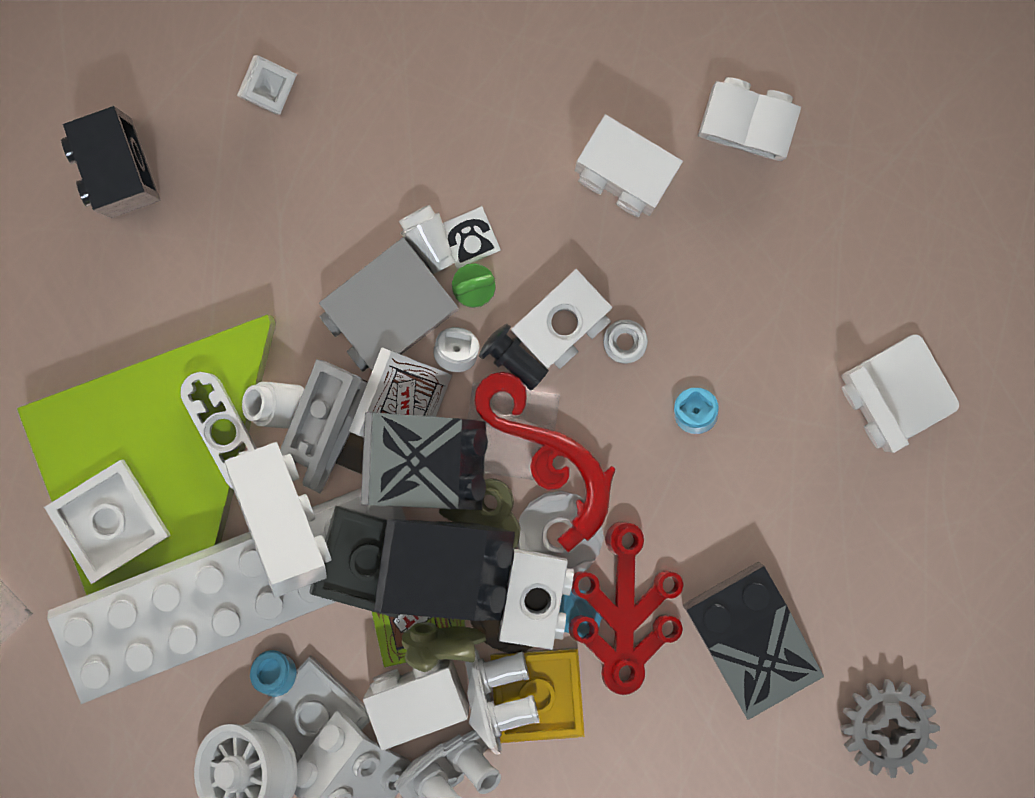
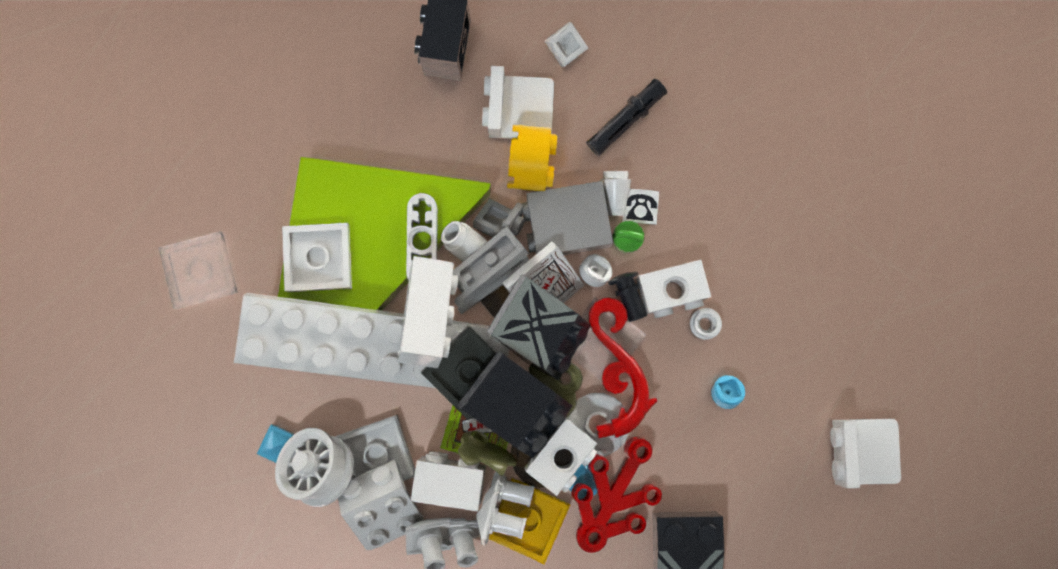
camera: 30 degrees right, 5 degrees down
(180, 769) = (274, 442): none -> medium azure tile
(249, 196) = (516, 102): none -> white bracket
(273, 673) = (367, 413): medium azure tile -> none
(298, 350) = (496, 217): none -> light grey bracket
(299, 256) = (531, 158): none -> yellow brick
(394, 128) = (625, 118): none -> black pin
(626, 167) = (767, 212): white brick -> none
(749, 119) = (858, 226): white brick -> none

